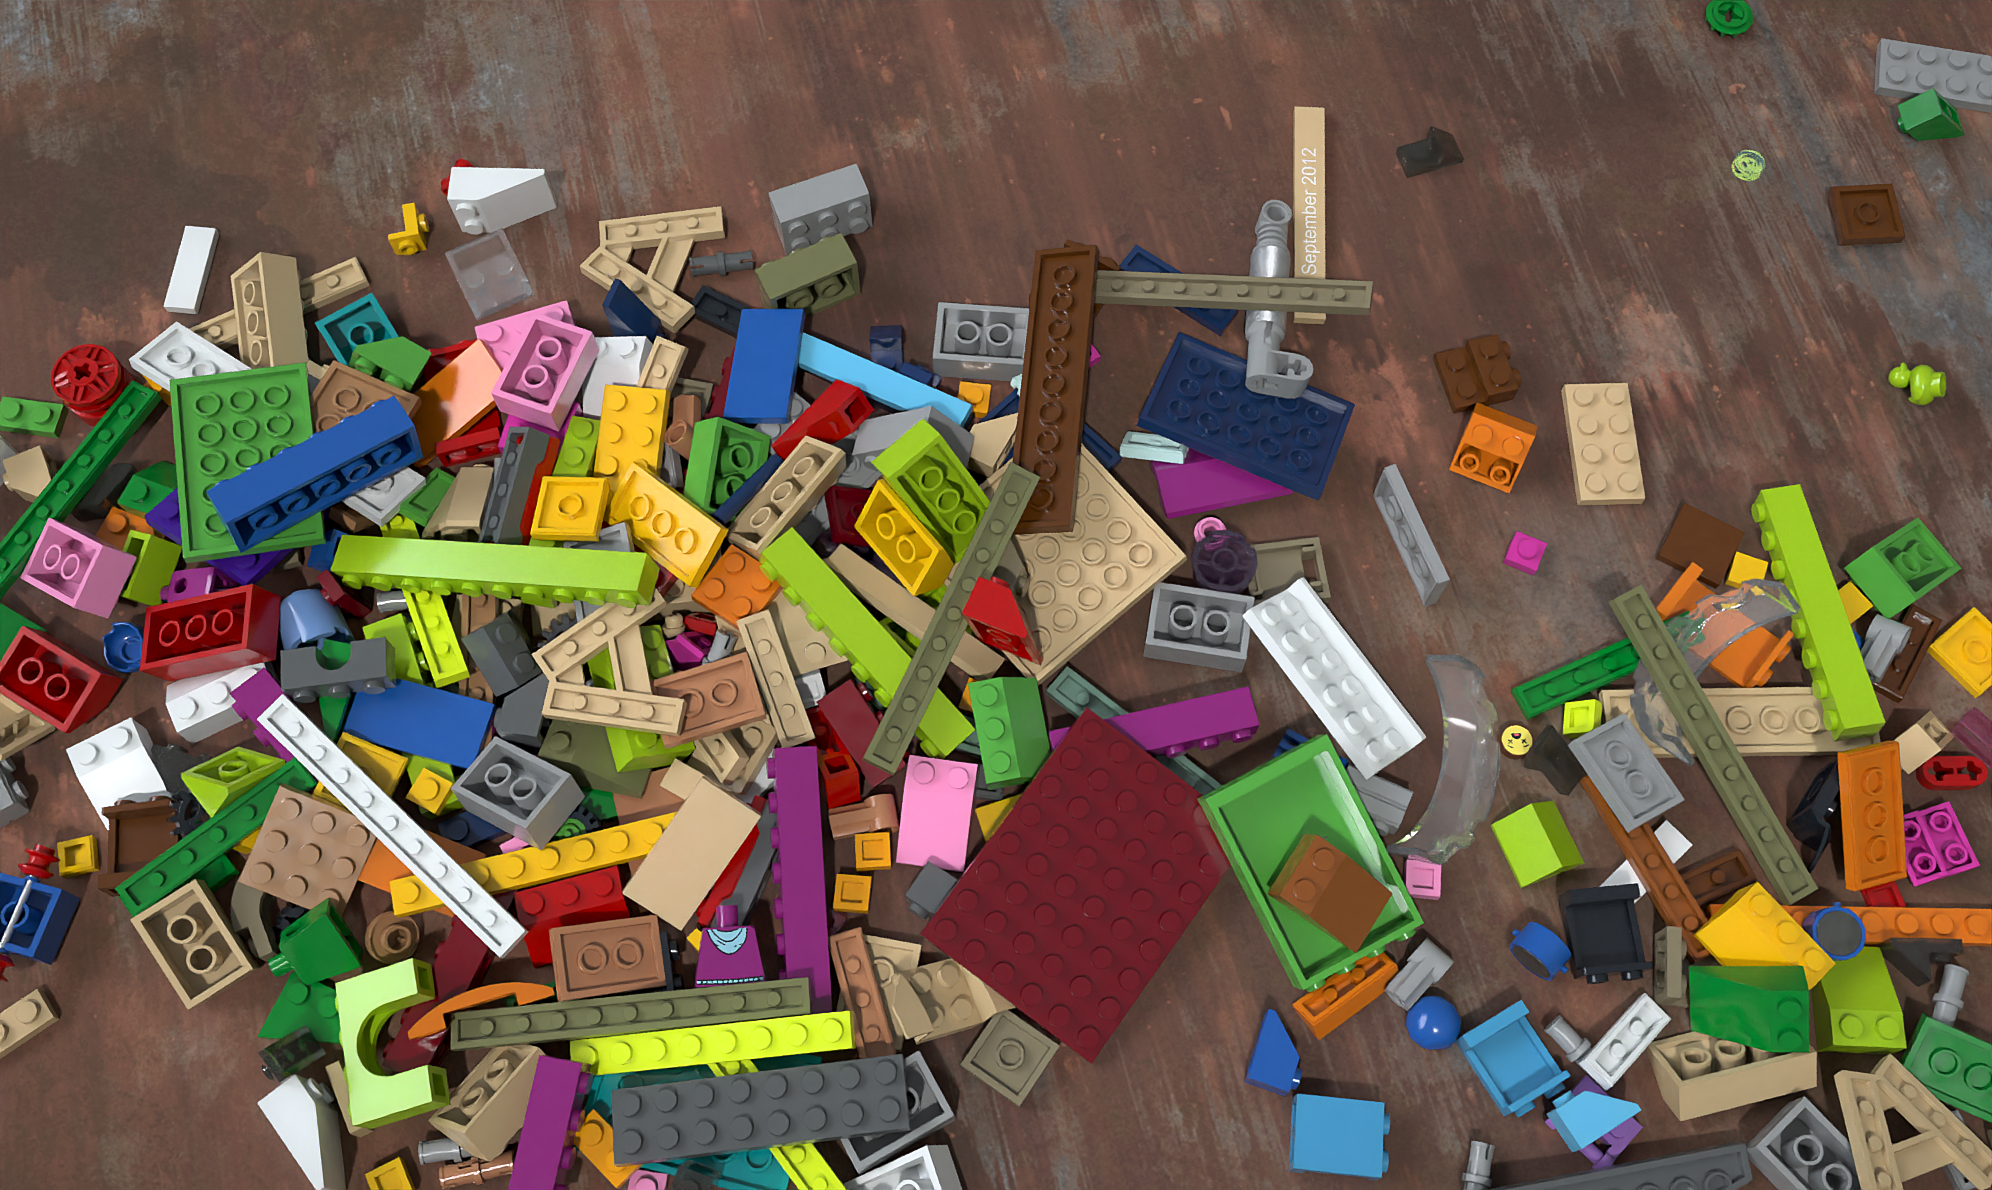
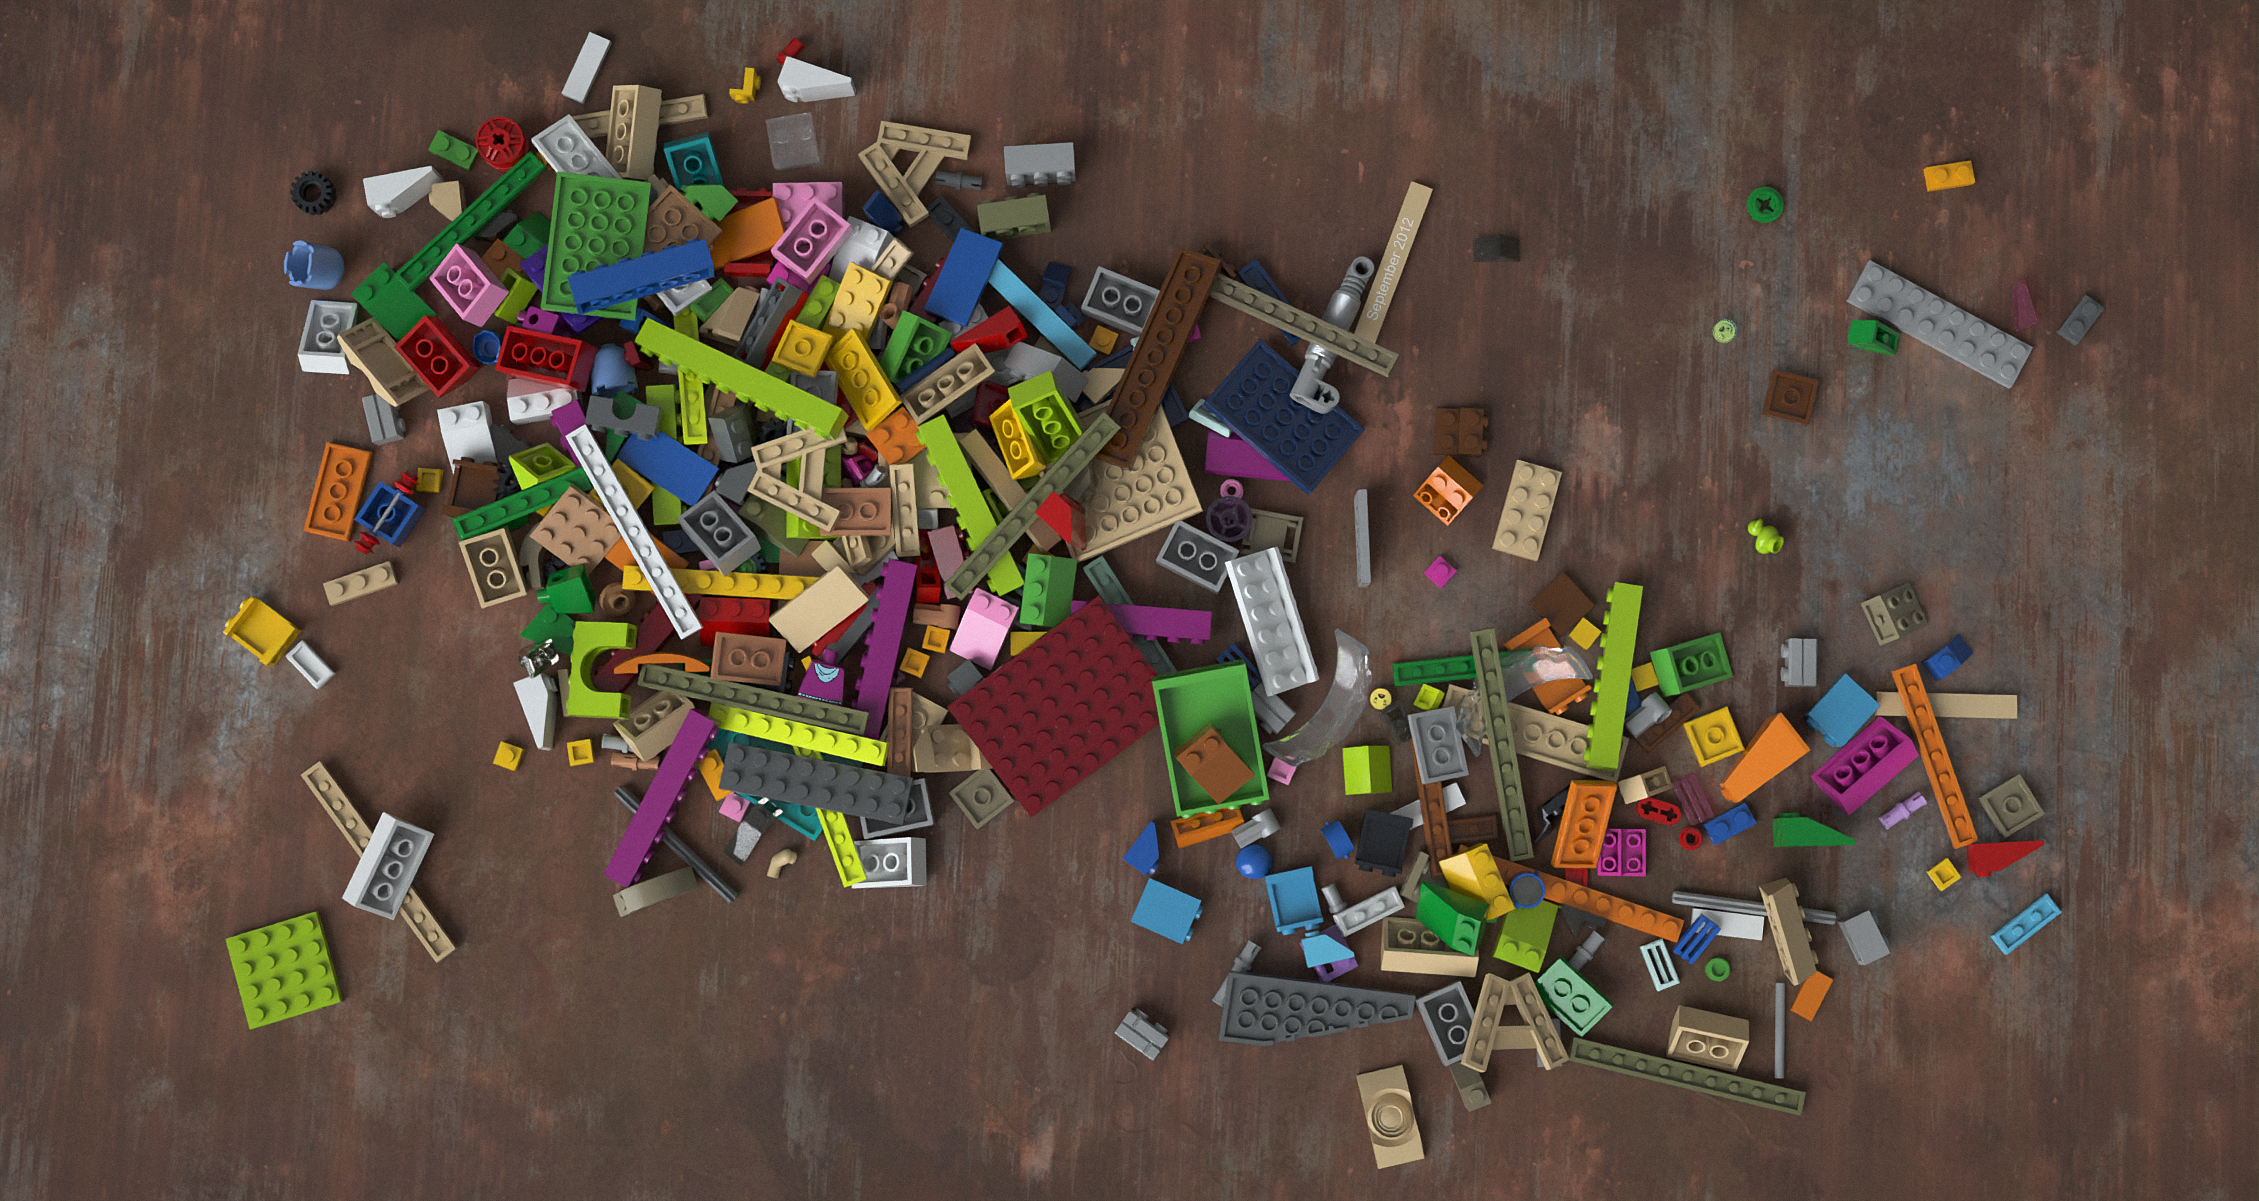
camera: 20 degrees right, 15 degrees up
(430, 791) = (663, 513): yellow plate -> none

